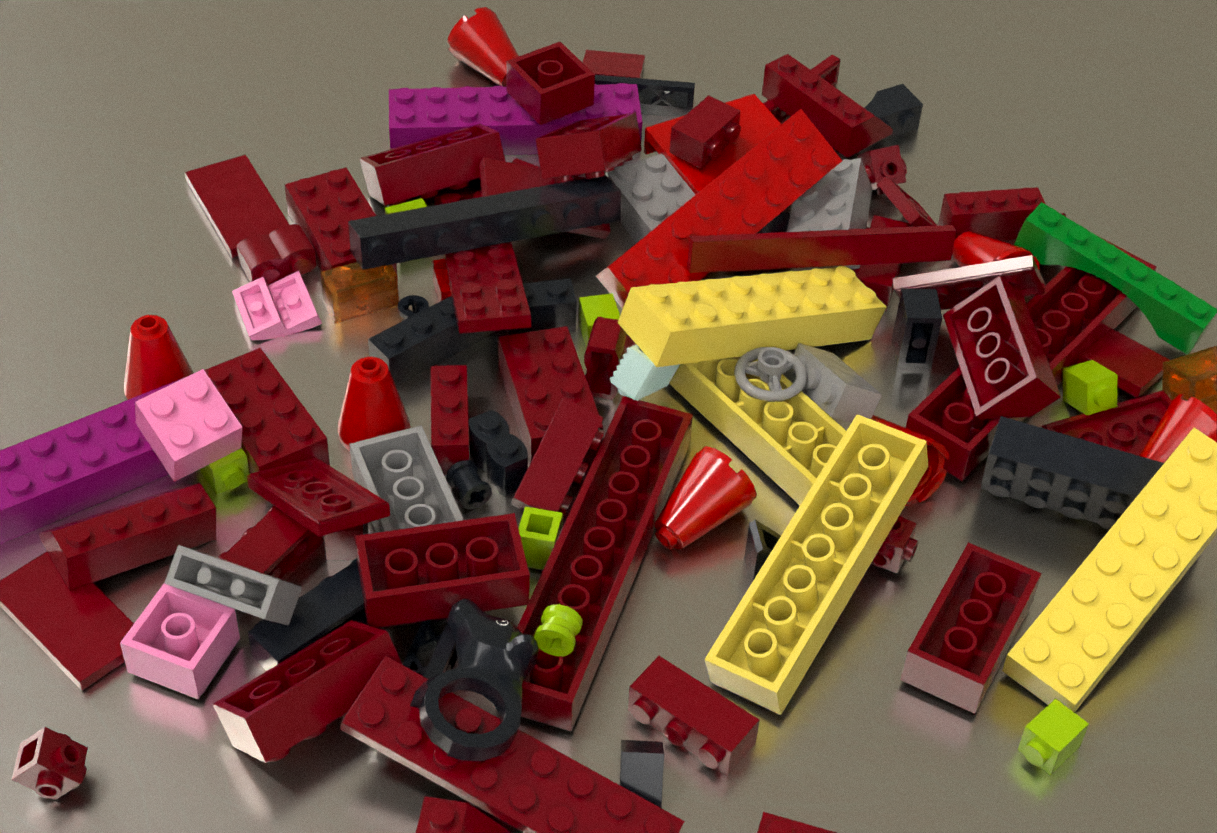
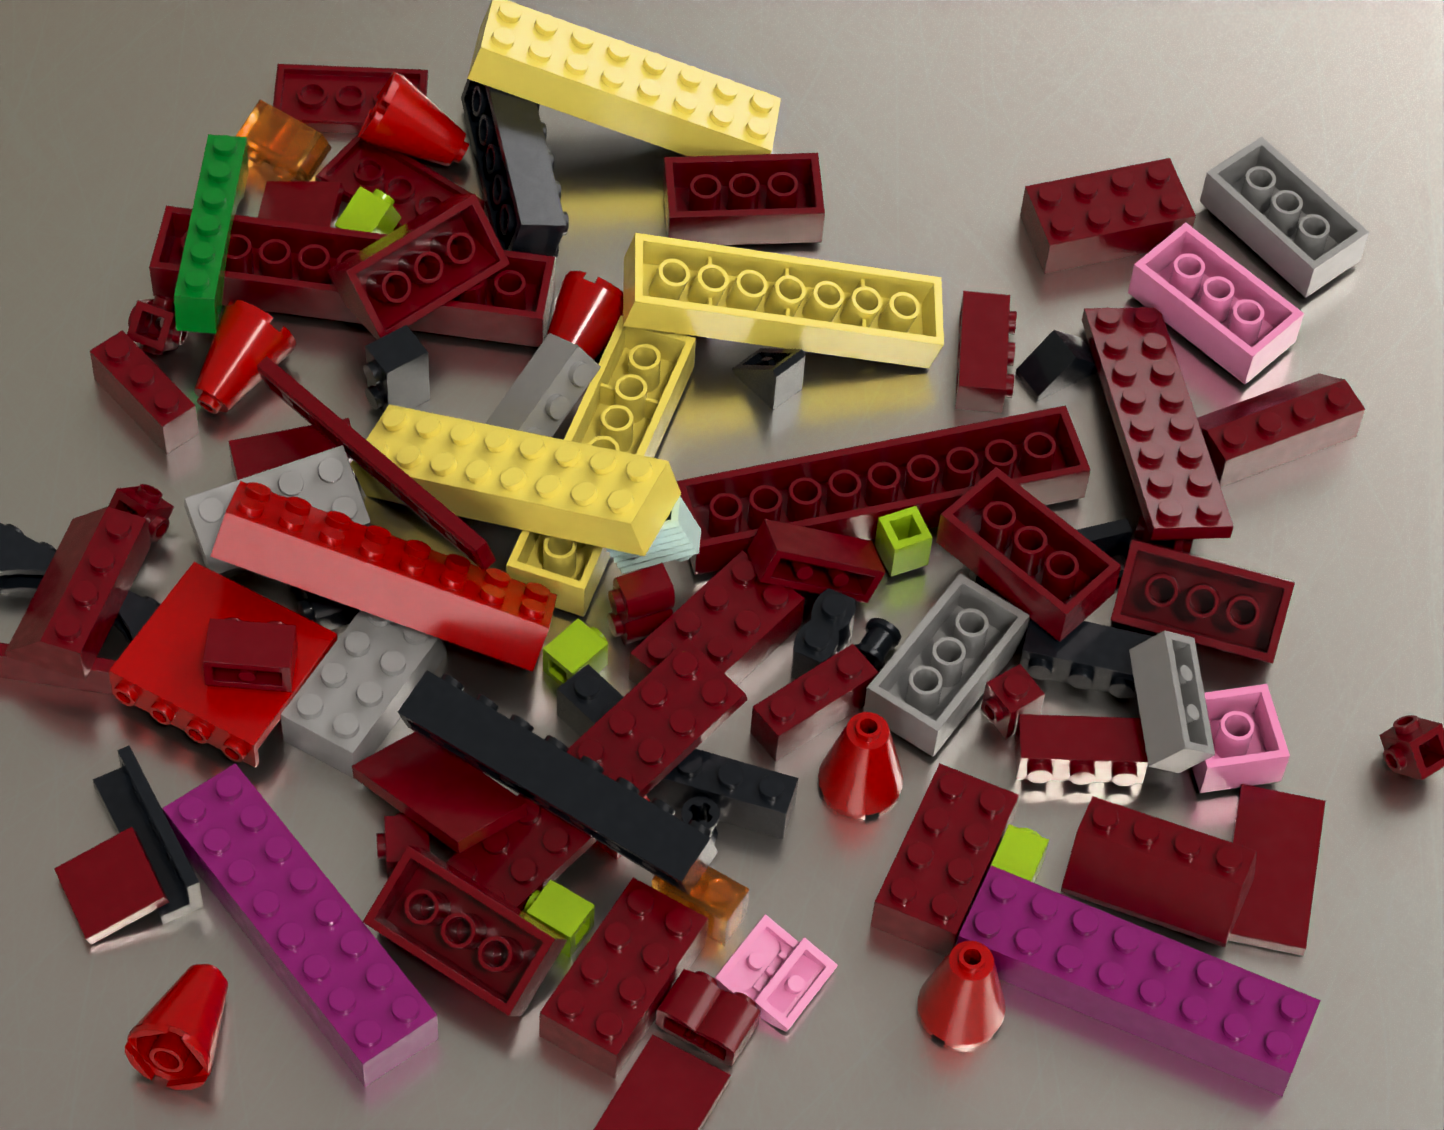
camera: 125 degrees left, 10 degrees up
(188, 425) = (1042, 857): bright pink brick -> none
(318, 496) = (1022, 709): dark red tile -> none
(491, 663) = (1085, 465): black animal -> none
(550, 83) = (274, 849): dark red brick -> none
(558, 630) = (1020, 434): lime wheel -> none
(588, 147) = (355, 752): dark red brick -> none
(703, 499) = (752, 438): red cone -> none
(770, 366) = (581, 425): light grey piece -> none
(906, 204) = (201, 452): dark red tile -> none
(961, 282) = (325, 331): dark red tile -> none
(1052, 737) = (806, 119): lime brick -> none

